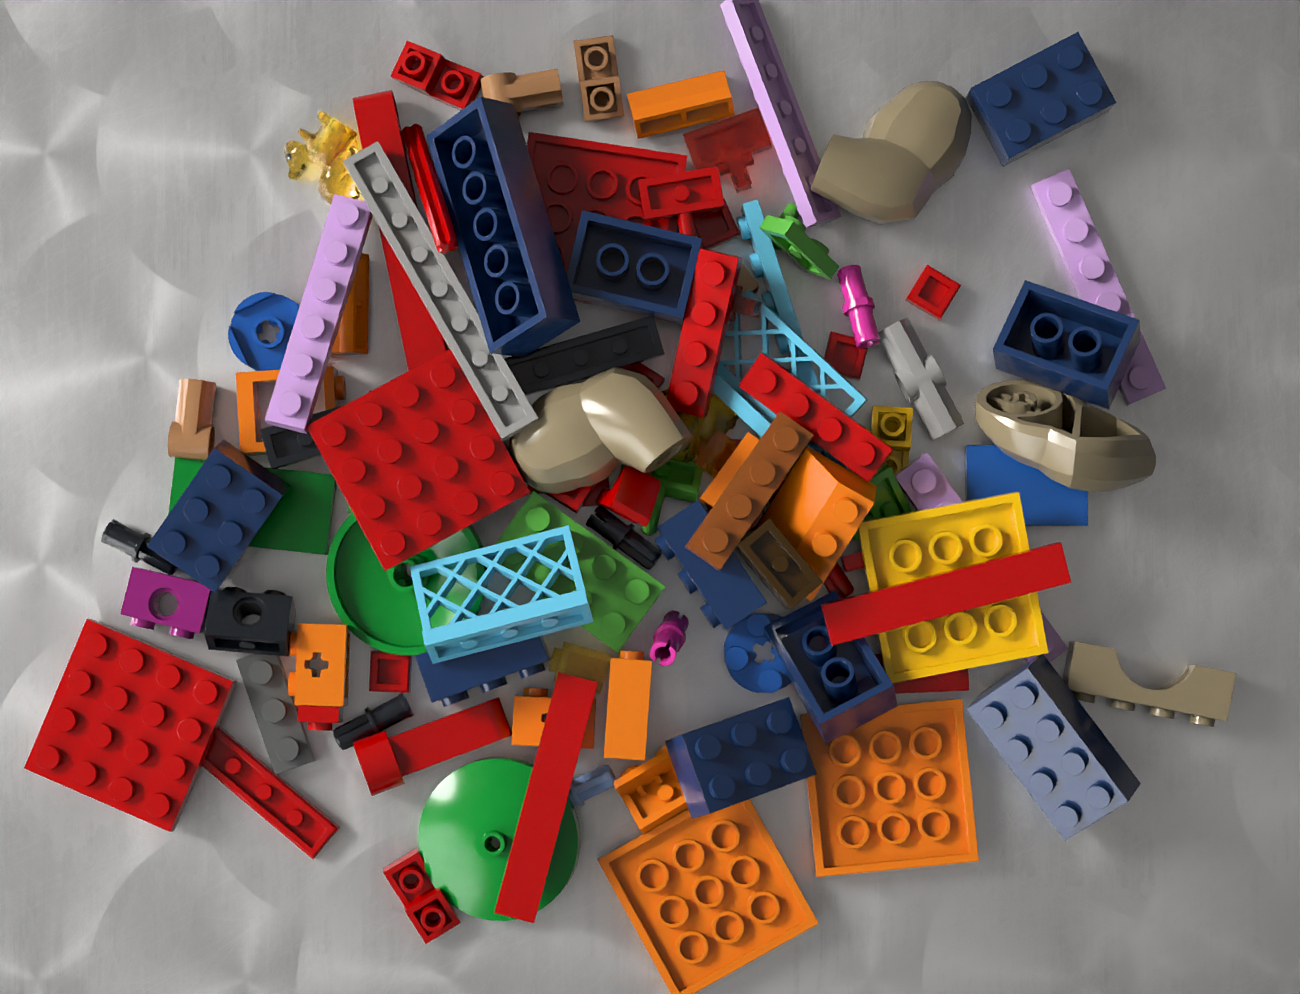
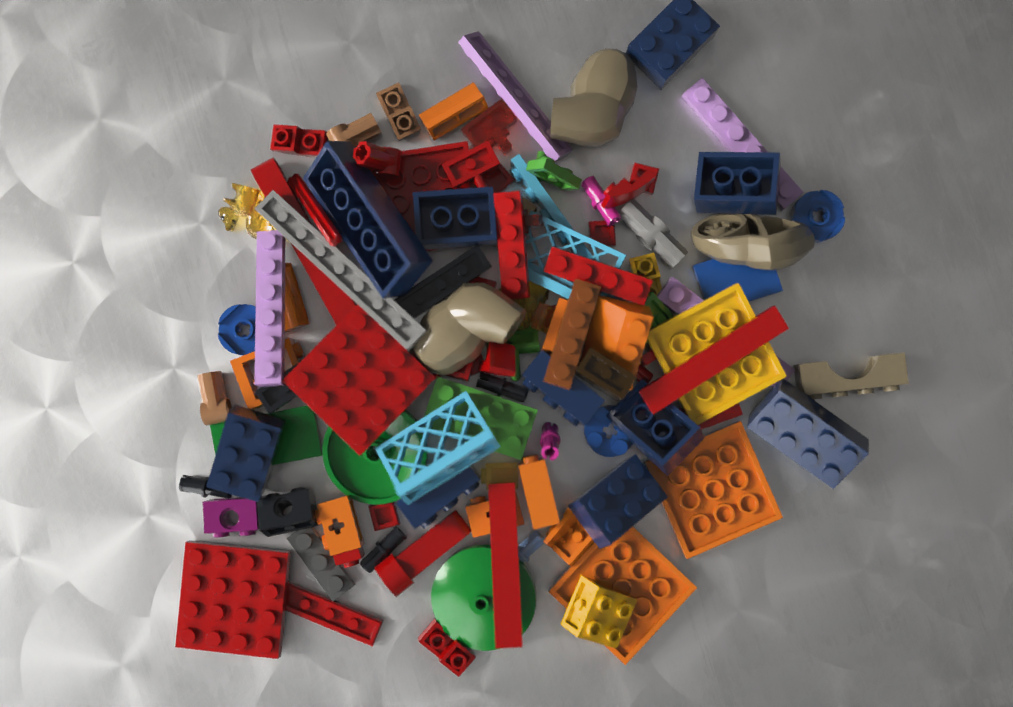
camera: 20 degrees left, 0 degrees up
(551, 146) = (383, 160): none -> red piece
(661, 913) = (598, 613): none -> yellow bracket
(897, 306) = (625, 191): none -> red slope
(1198, 435) = (832, 213): none -> blue plate

